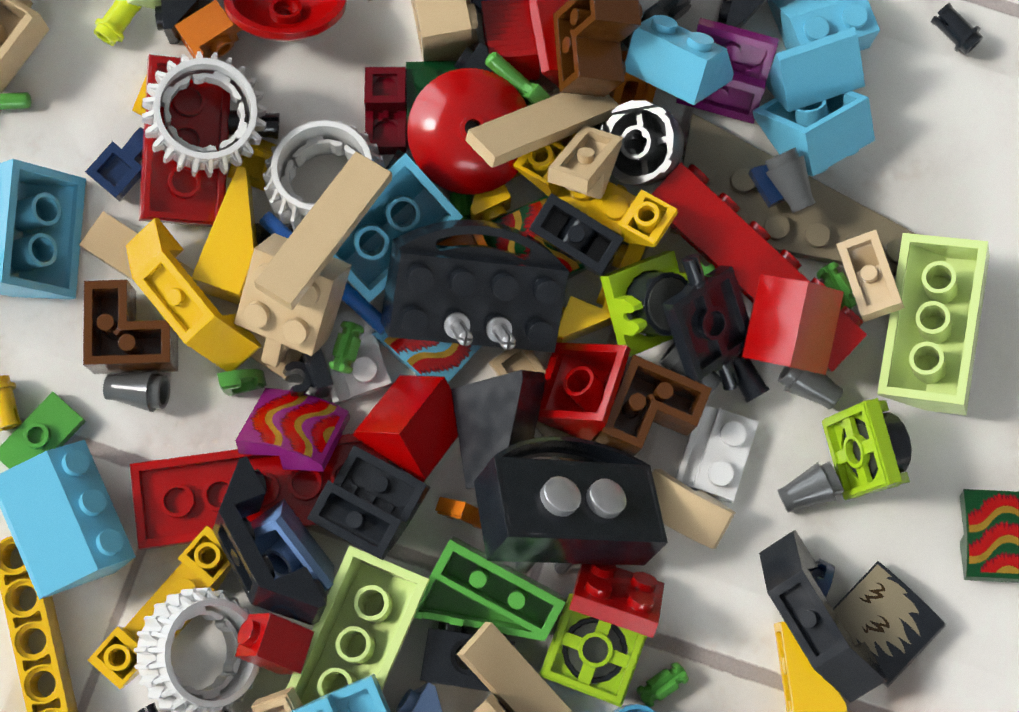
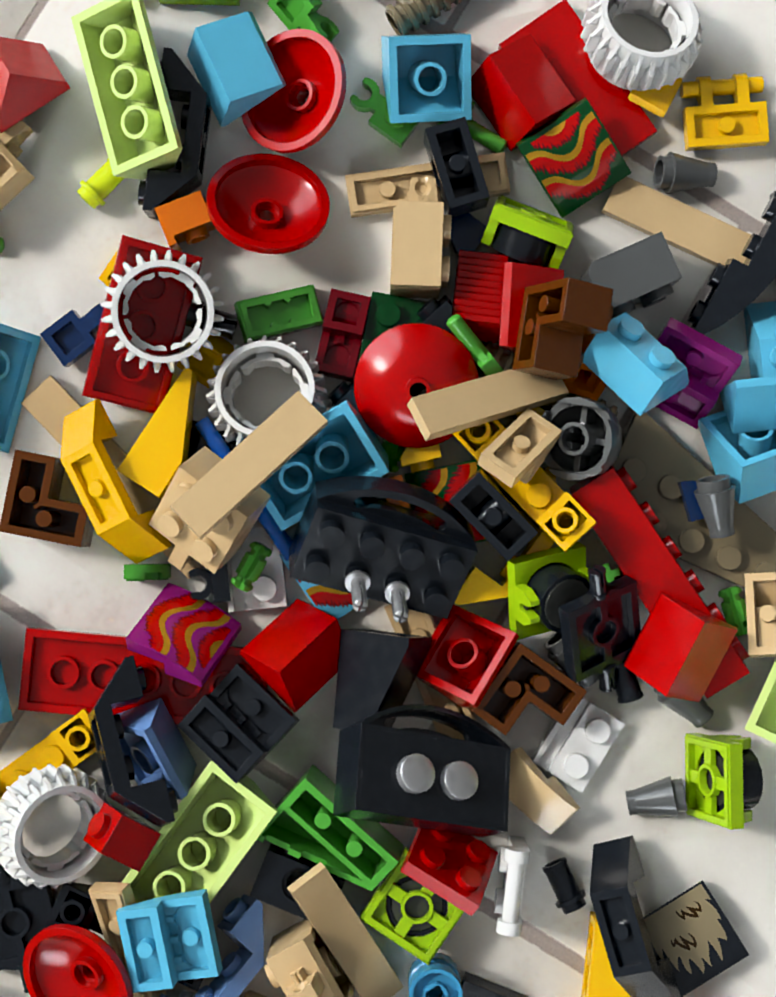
camera: 20 degrees right, 10 degrees up
(141, 389) = (50, 558): dark grey cone -> none
(319, 100) = (279, 313): none -> bright green plate
(459, 510) = (321, 742): orange tile -> none
(662, 684) = (472, 945): bright green piece -> none
(682, 587) = (509, 898): none -> white plate
(740, 599) = (564, 886): none -> black pin
(823, 575) = (647, 885): dark blue tile -> none

